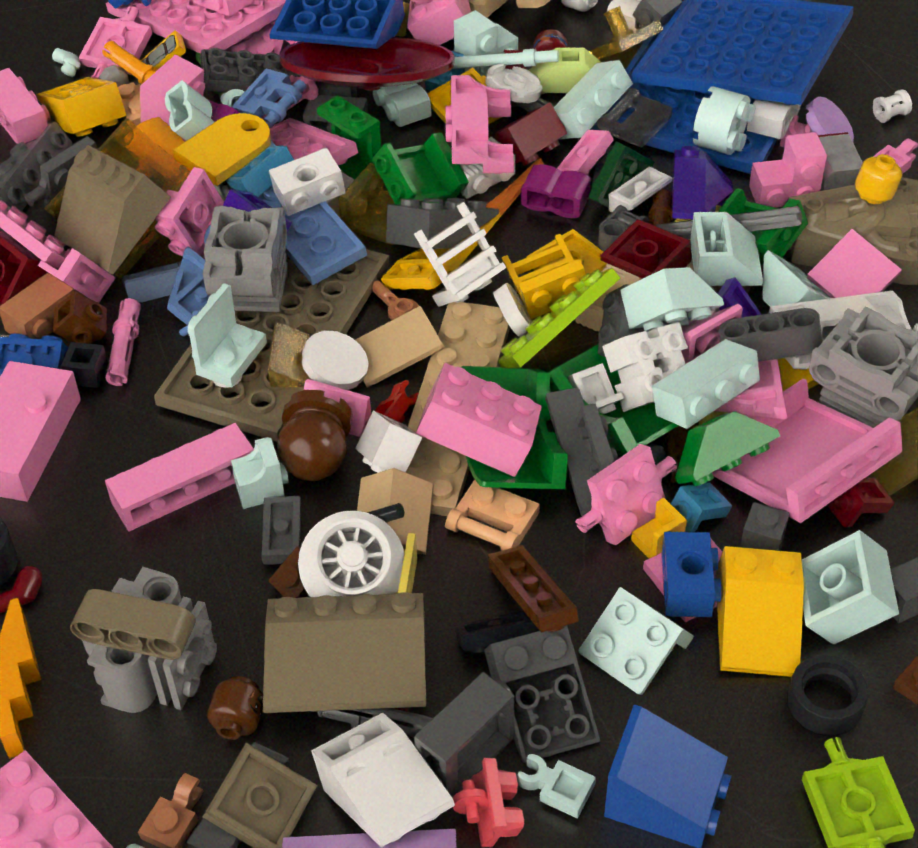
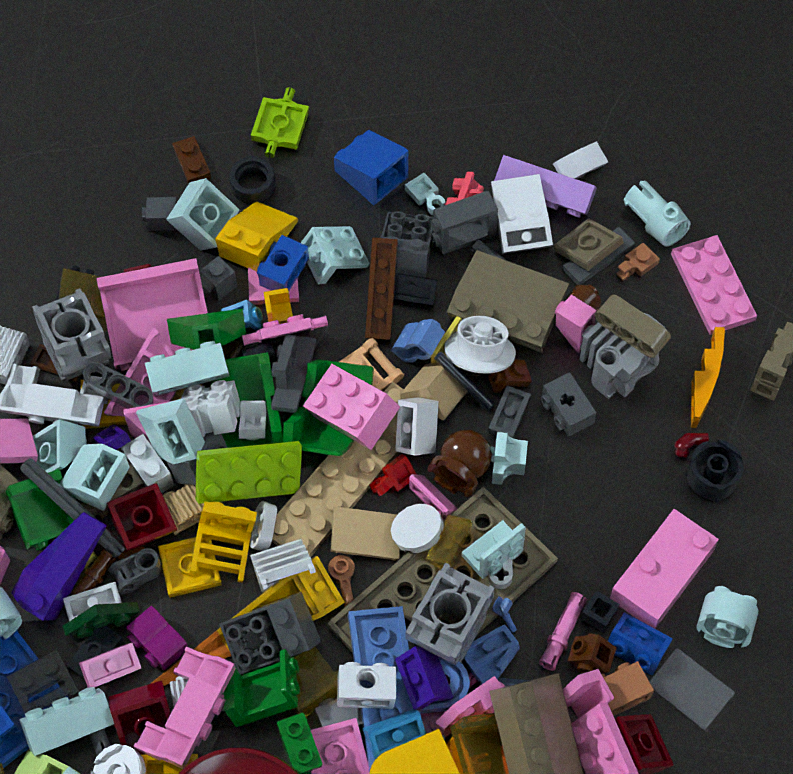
camera: 155 degrees left, 15 degrees up
(177, 477) = (560, 481): bright pink brick -> none
(205, 565) = (568, 404): none -> dark grey brick
(229, 648) = (573, 319): none -> bright pink slope
(443, 546) = (418, 340): none -> medium blue brick

